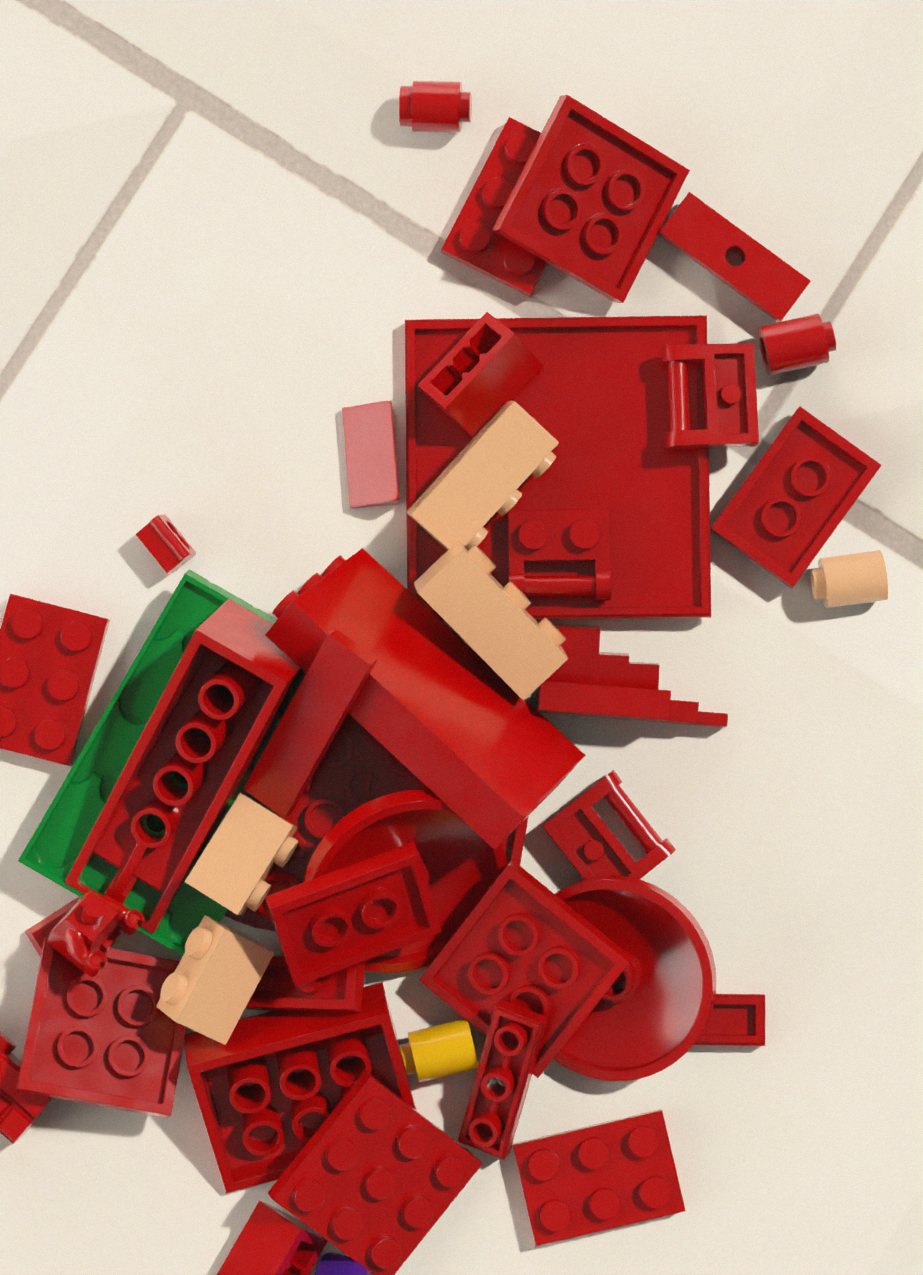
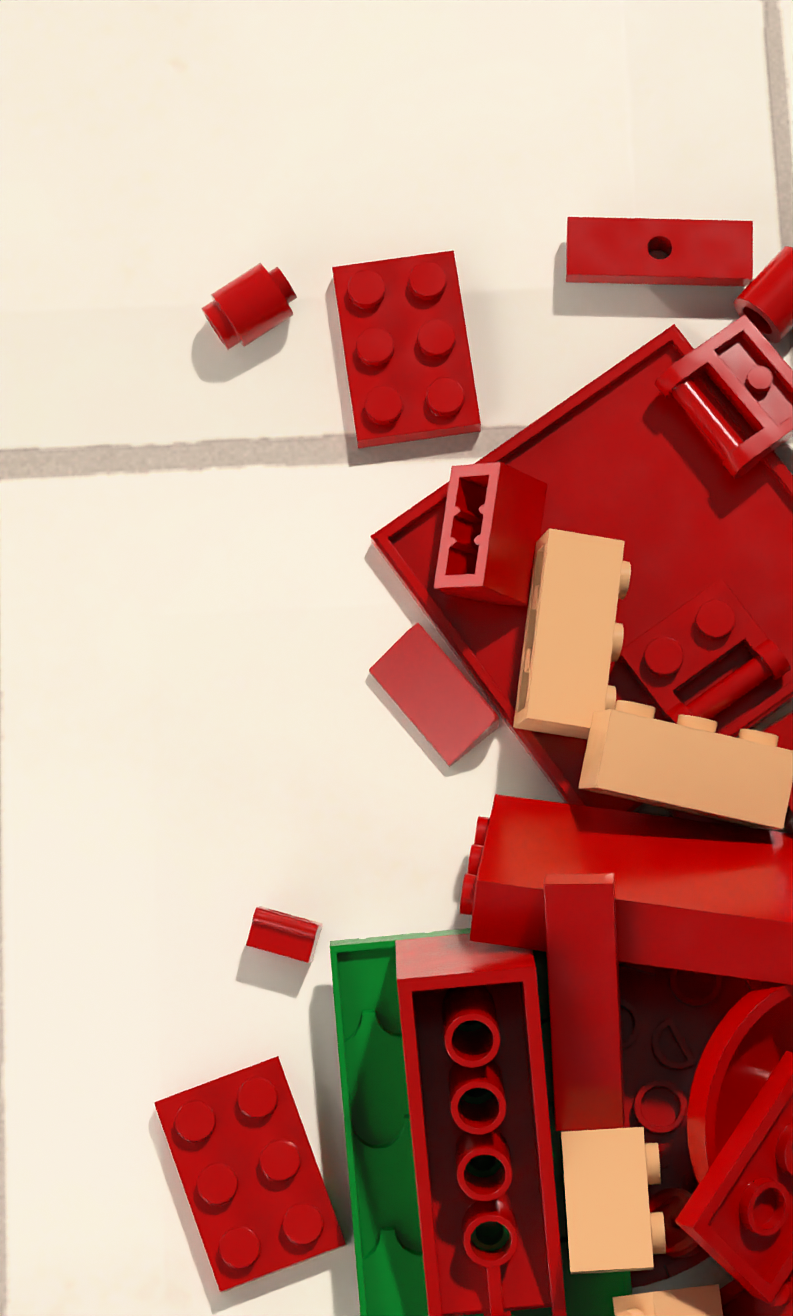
camera: 25 degrees left, 10 degrees down
(591, 199) = (476, 287): red plate -> none

